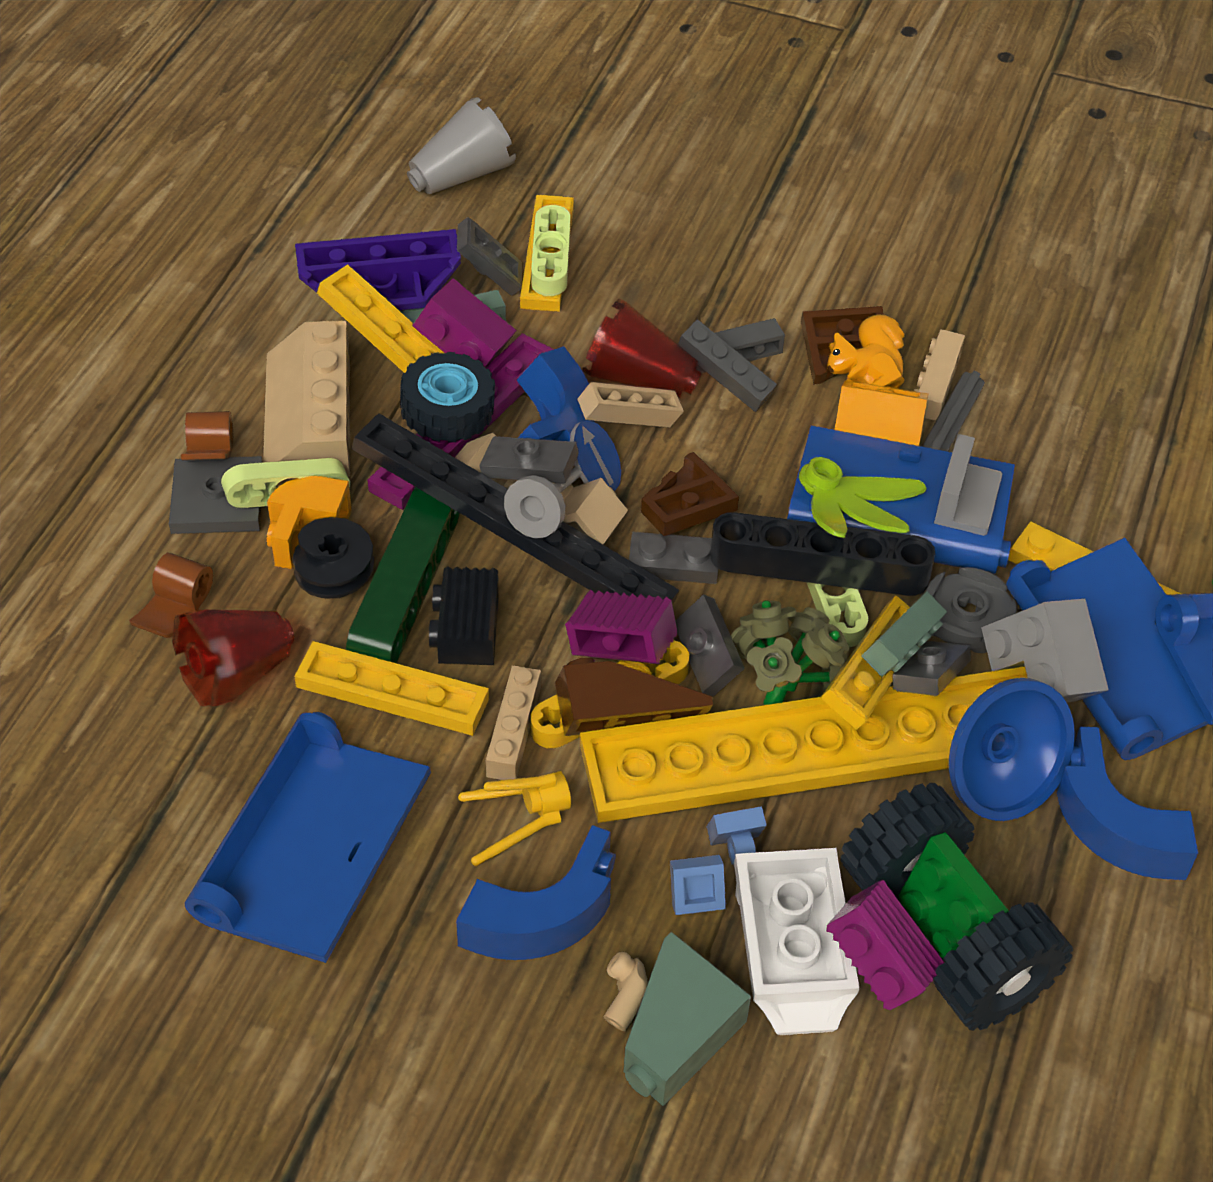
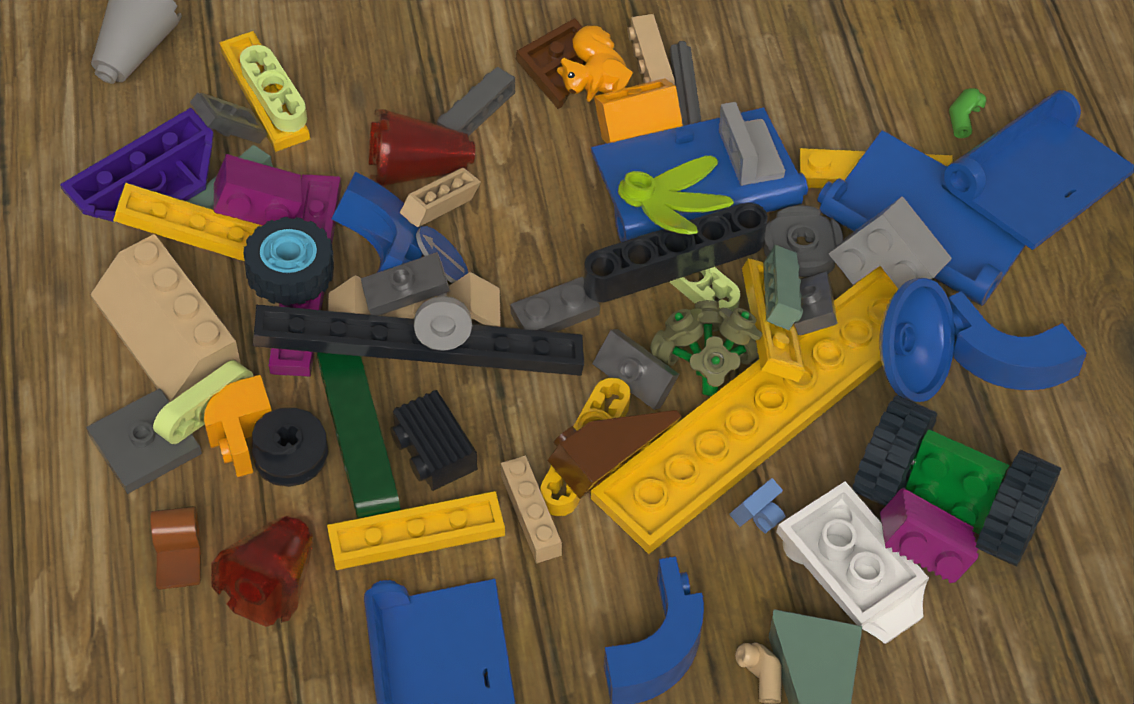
camera: 30 degrees left, 5 degrees up
(208, 435) = (102, 394): dark orange panel -> none
(541, 794) = (594, 556): yellow plant -> none
(622, 627) = (565, 388): magenta brick -> none
(688, 497) = (534, 253): reddish brown wing -> none
(697, 884) = (758, 562): medium blue tile -> none
(727, 365) = (490, 126): dark grey piece -> none

